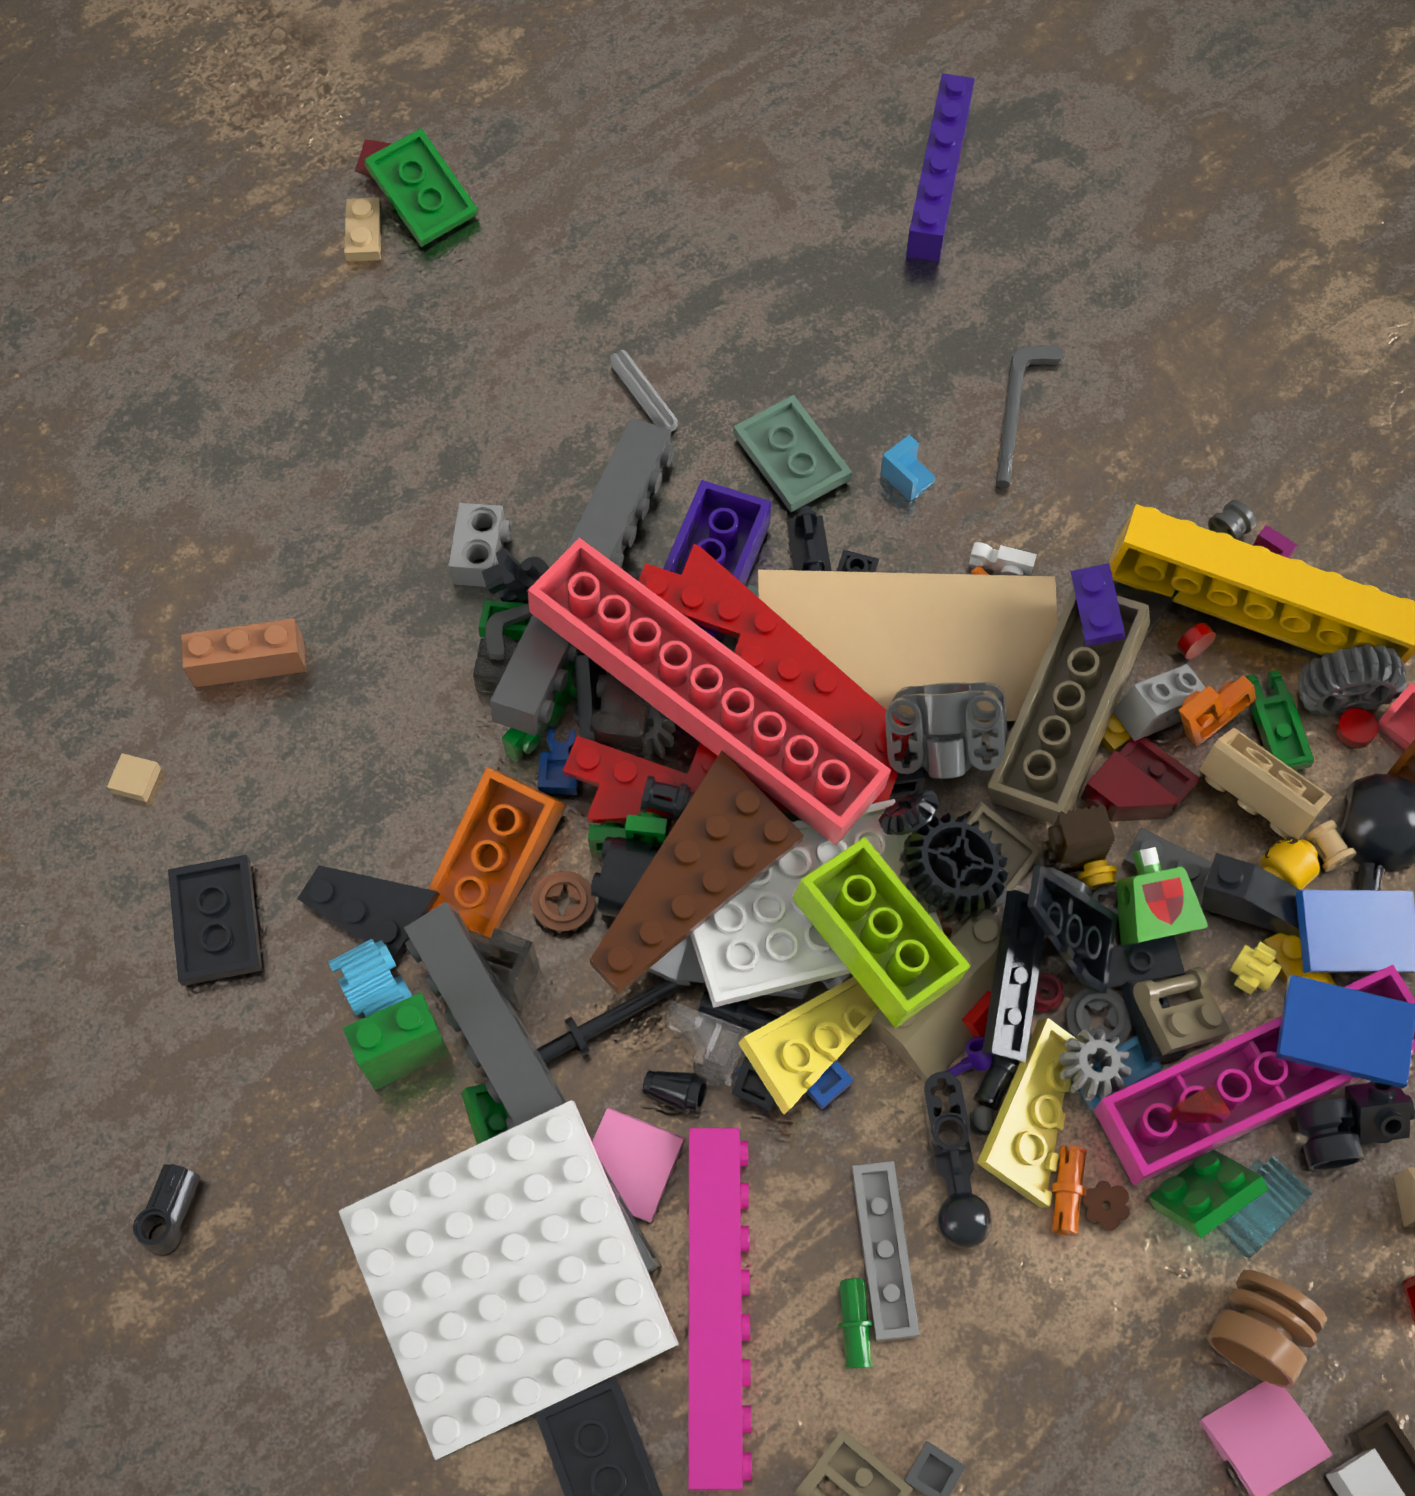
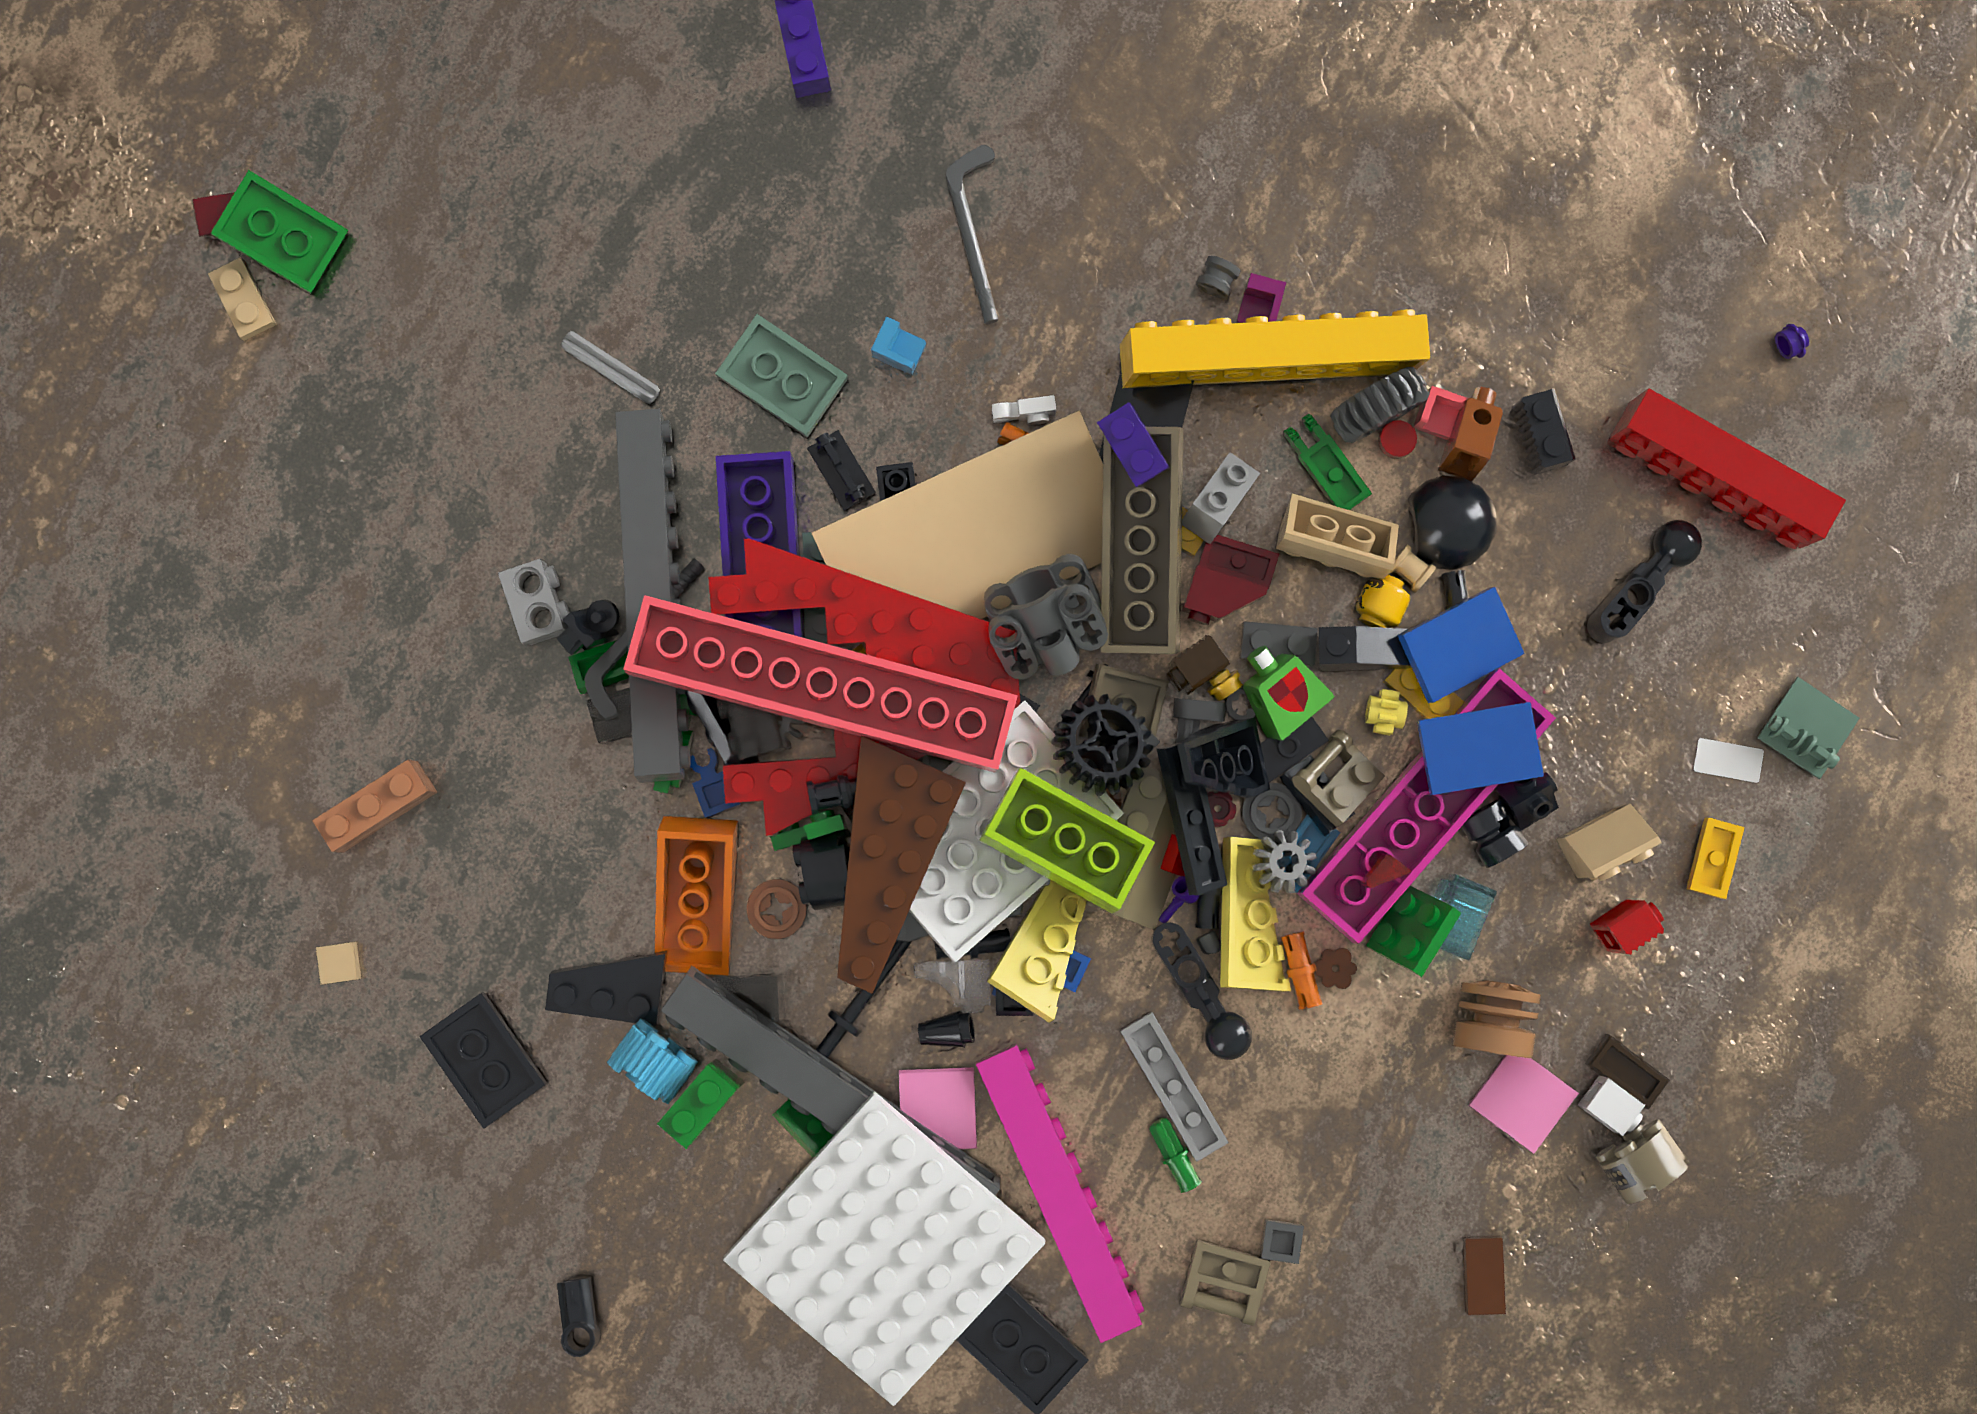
camera: 30 degrees left, 20 degrees up
(909, 813) = (1058, 708): black gear -> none
(1195, 640) = (1227, 415): red tile -> none
(1210, 710) = (1261, 496): orange plate -> none

